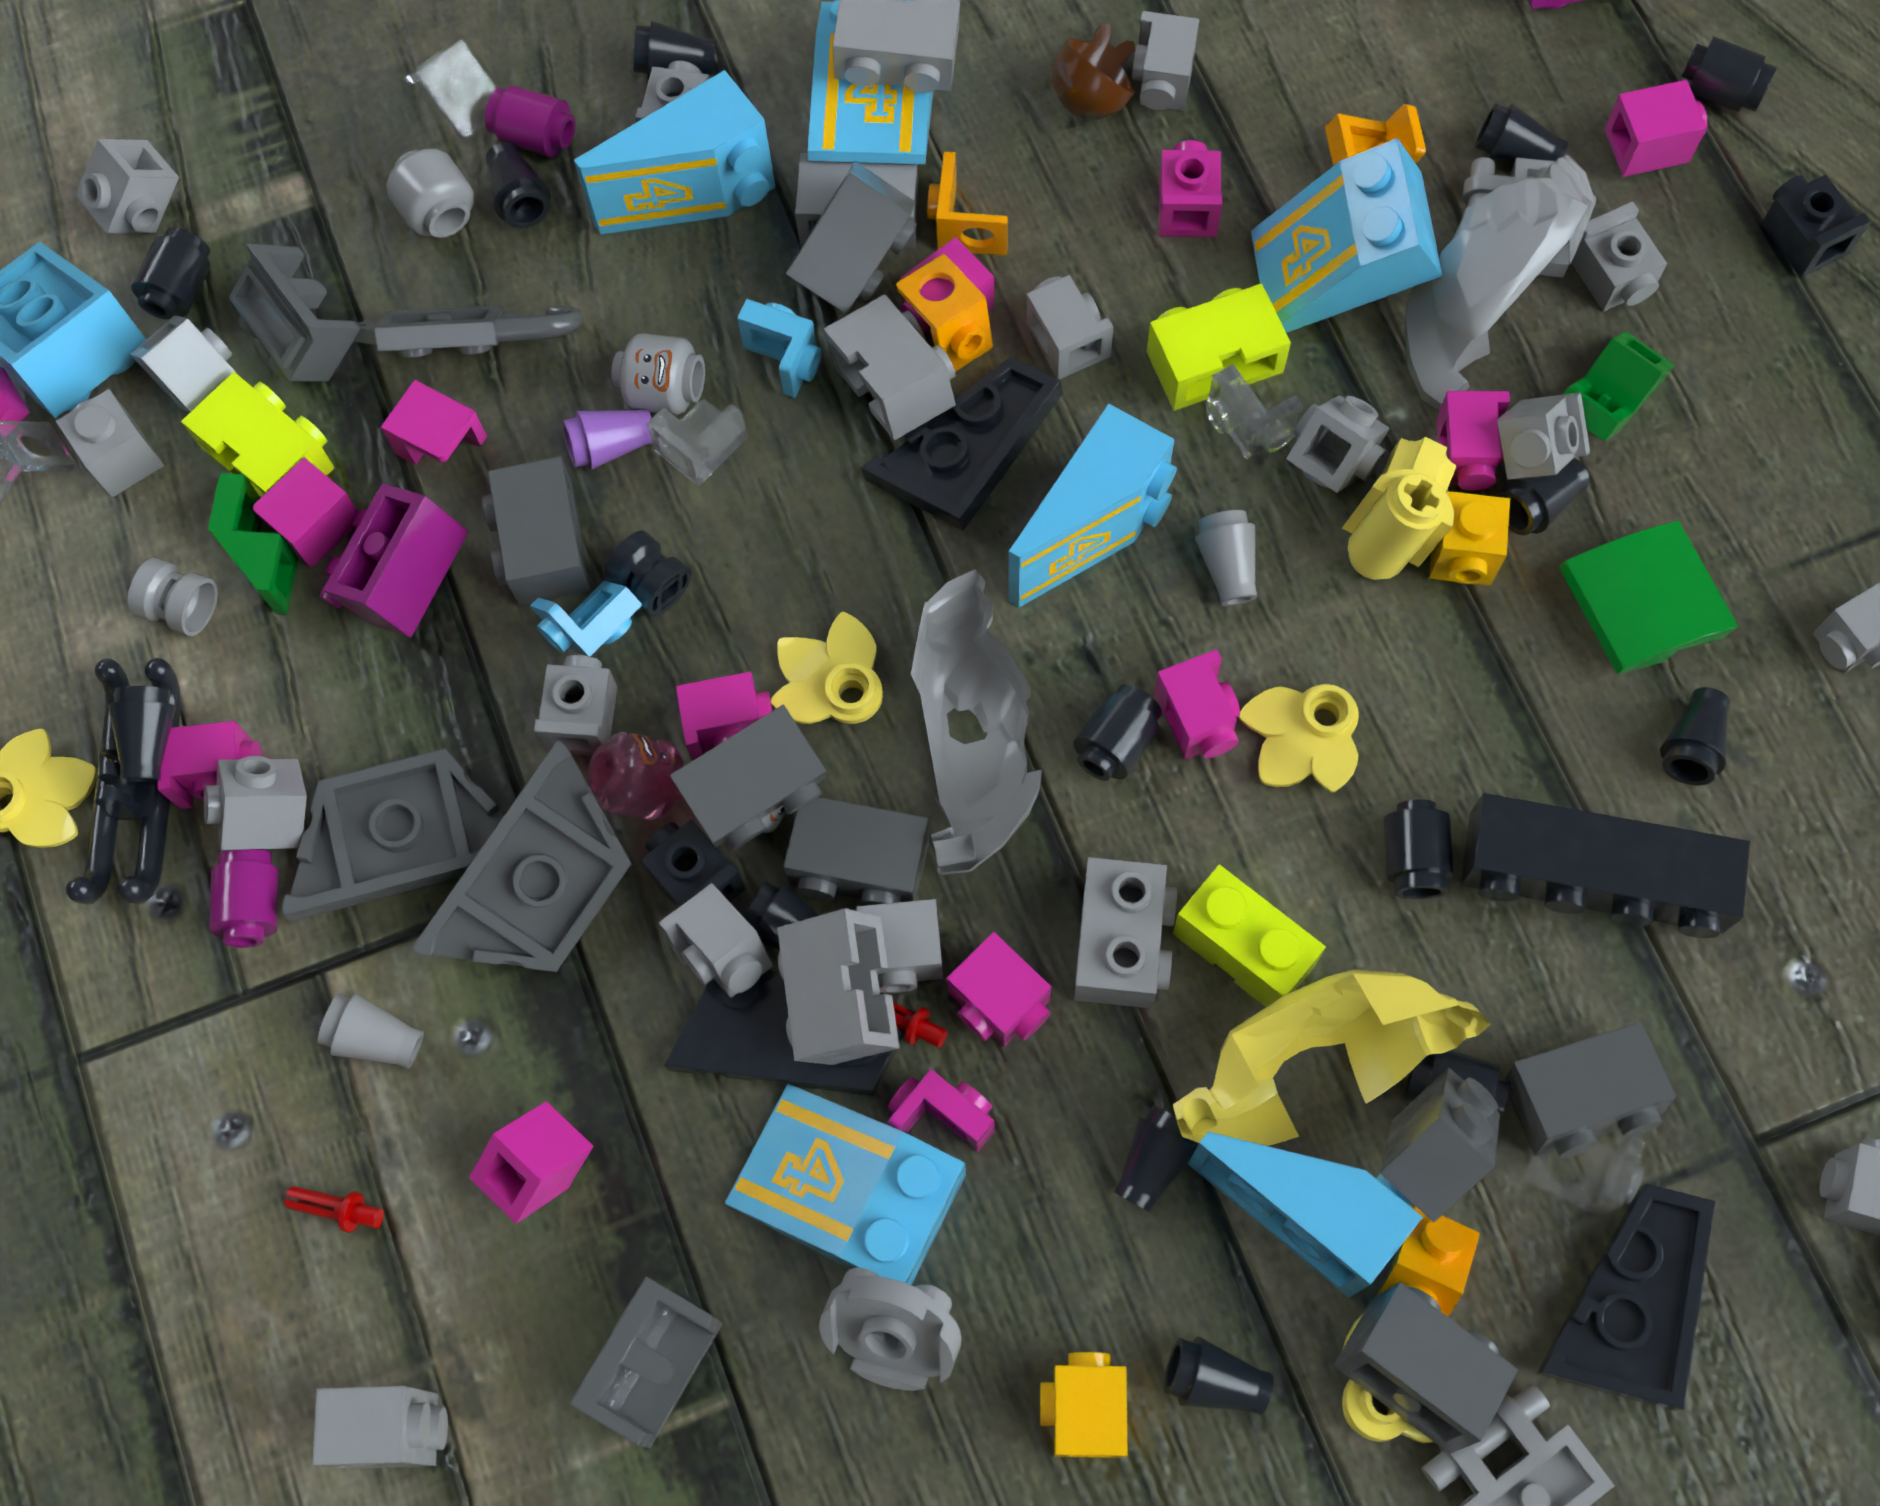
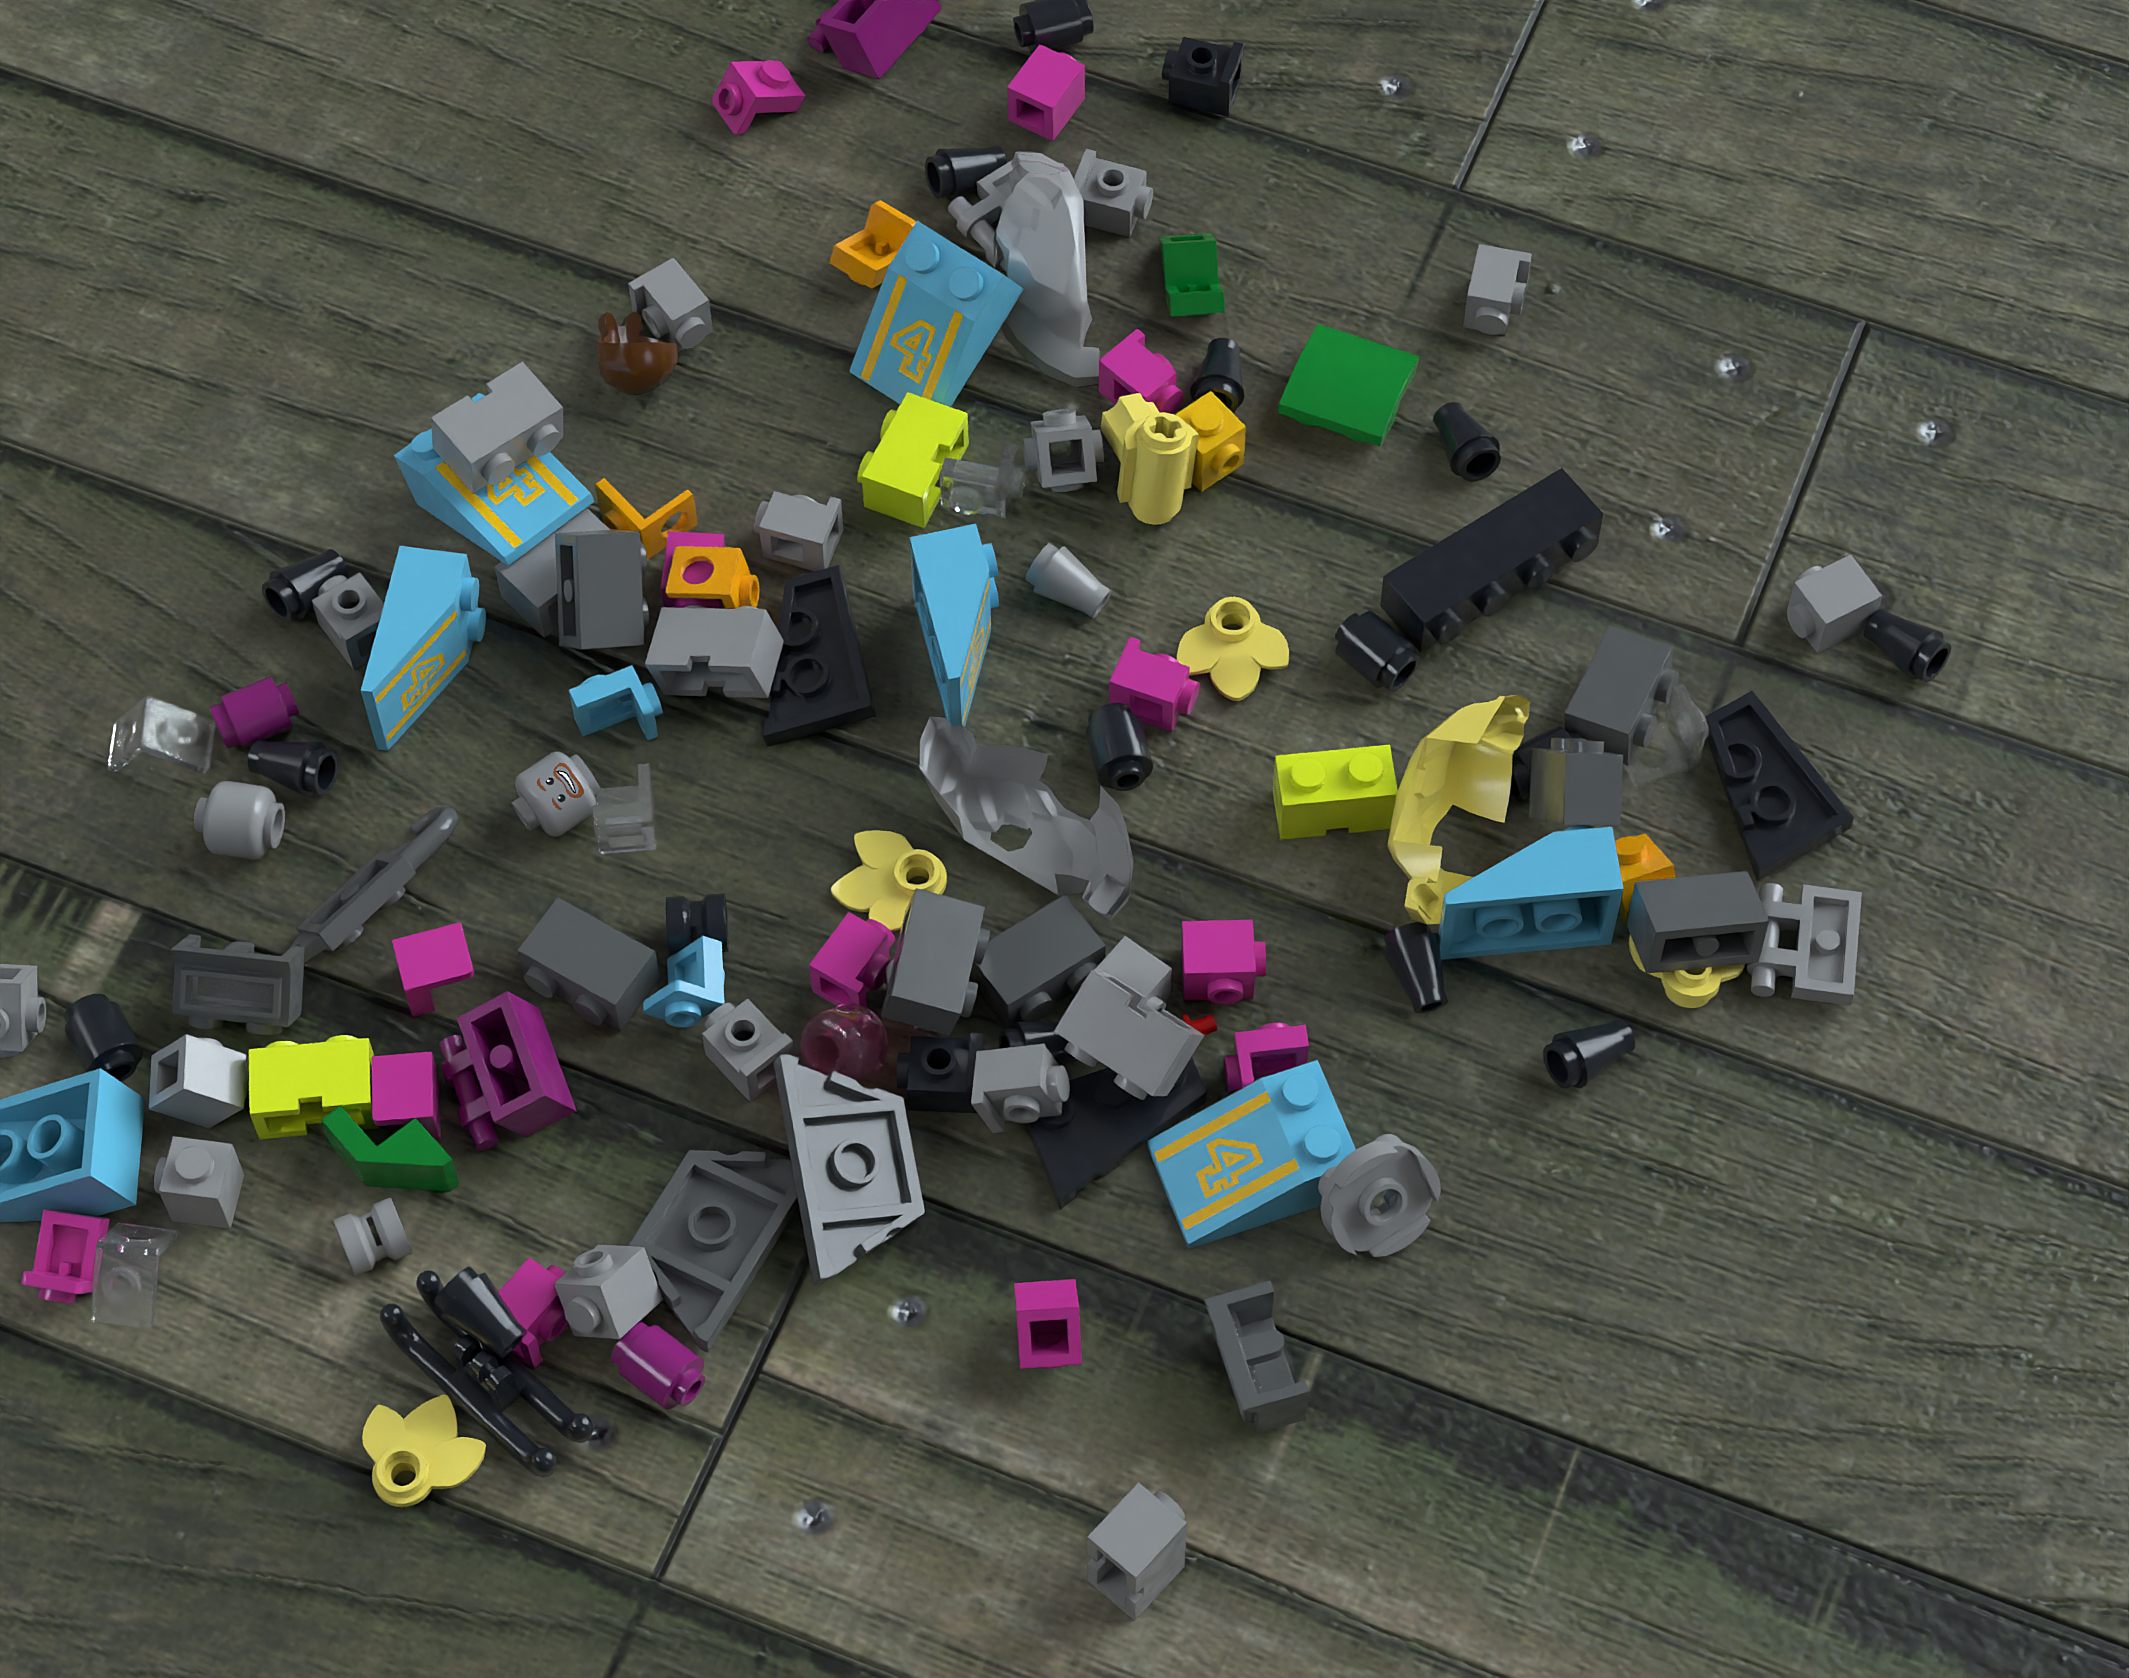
camera: 50 degrees left, 10 degrees down
(347, 1211) = (956, 1477): red piece -> none
(367, 1032) = (842, 1364): light grey cone -> none
(605, 435) = (559, 867): medium lavender cone -> none
(1087, 1407) = (1536, 1136): yellow brick -> none
(1122, 933) = (1254, 859): light grey brick -> none
(1190, 191) = (783, 377): dark pink brick -> none
(1543, 435) = (1185, 338): light grey brick -> none

